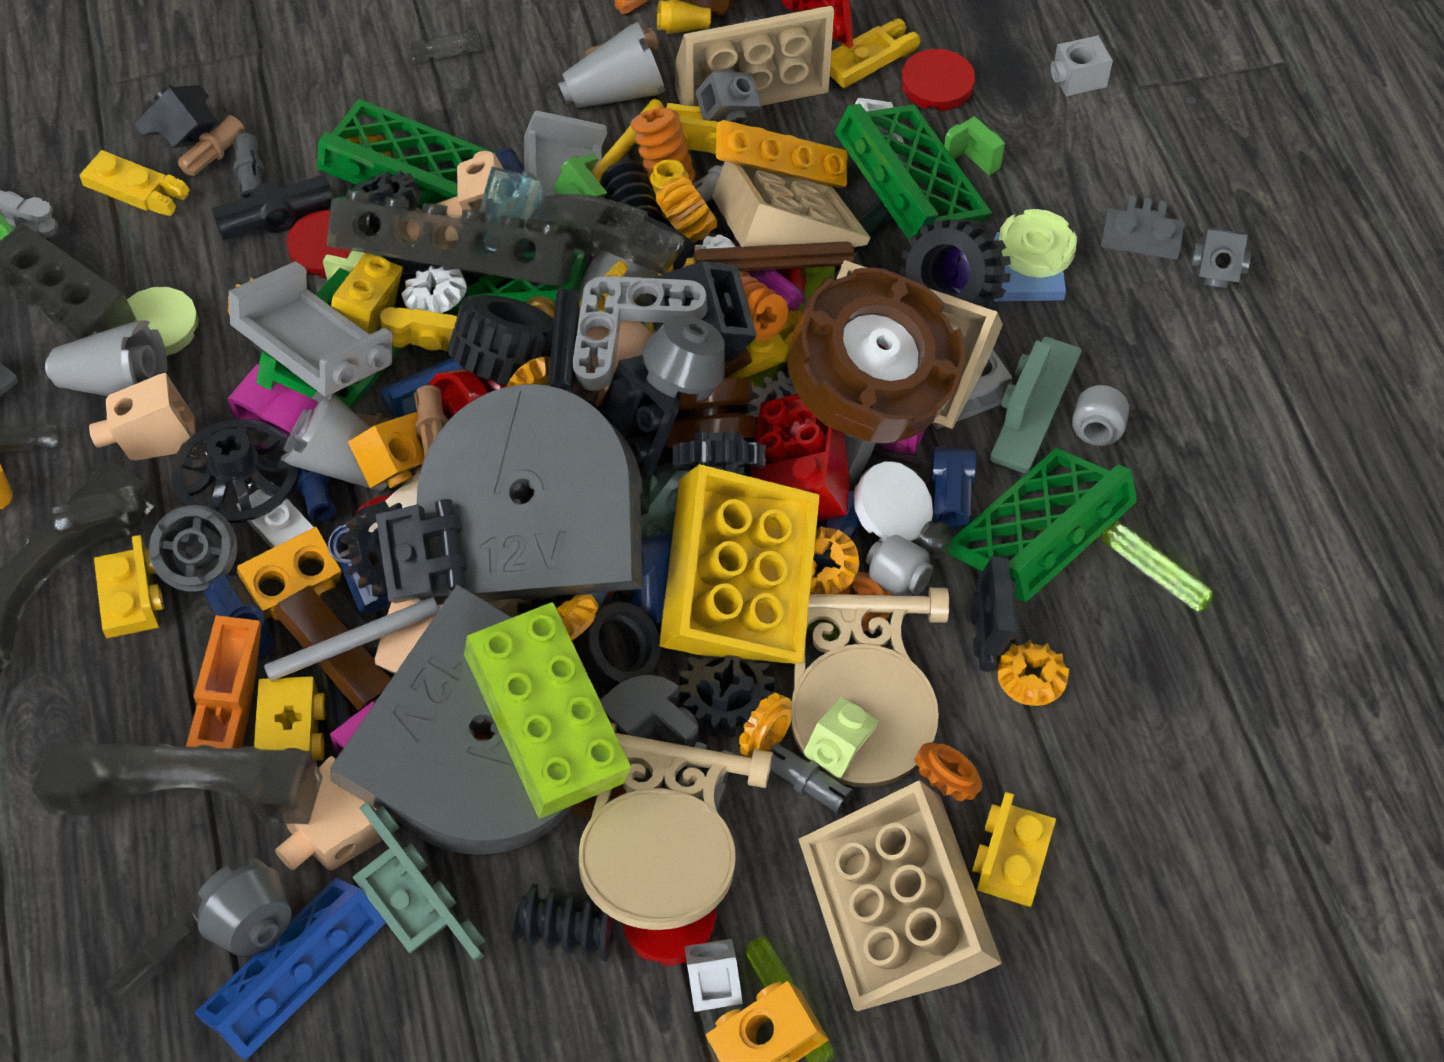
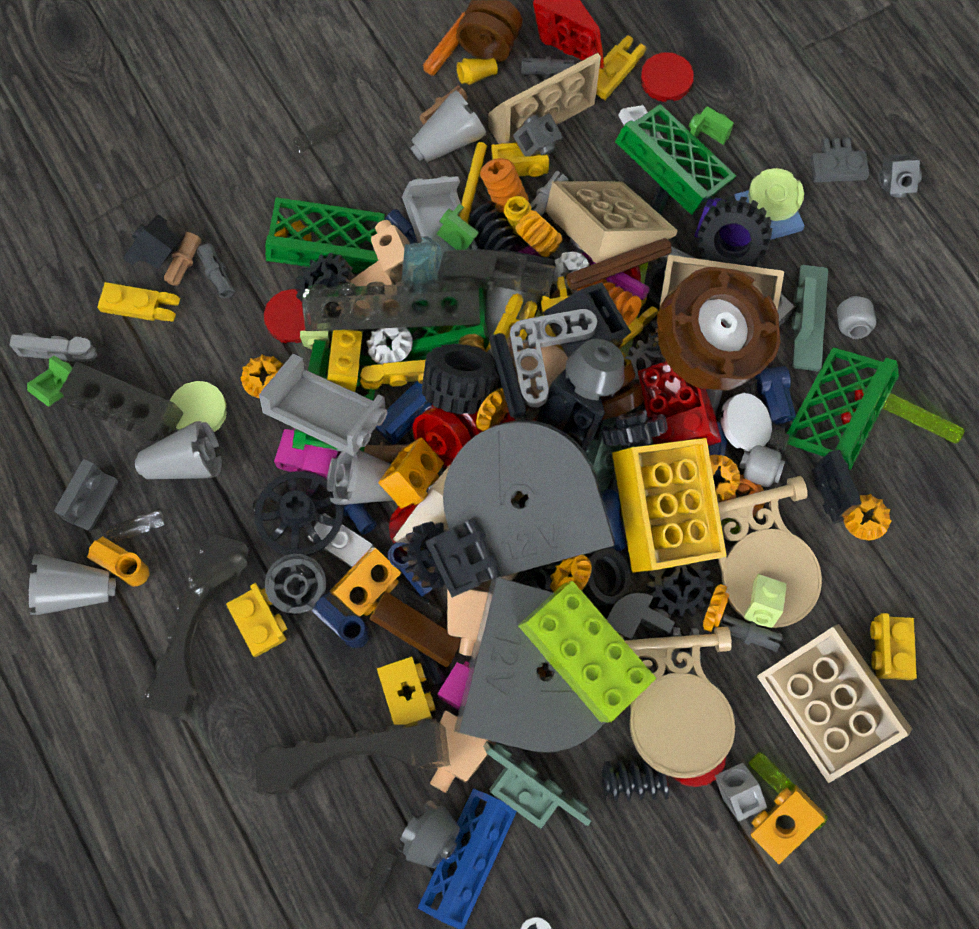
camera: 15 degrees left, 15 degrees up
(146, 420) = (223, 493): light nougat torso -> none
(226, 684) = (355, 679): orange slope -> none
(273, 207) = (245, 298): black piece -> none
(351, 639) = (431, 626): light grey piece -> none
(430, 414) = (430, 453): medium nougat axle -> none
(781, 154) = (587, 171): light orange bracket -> none
(948, 771) = (839, 605): orange gear -> none
(1081, 65) = (762, 43): light grey brick -> none

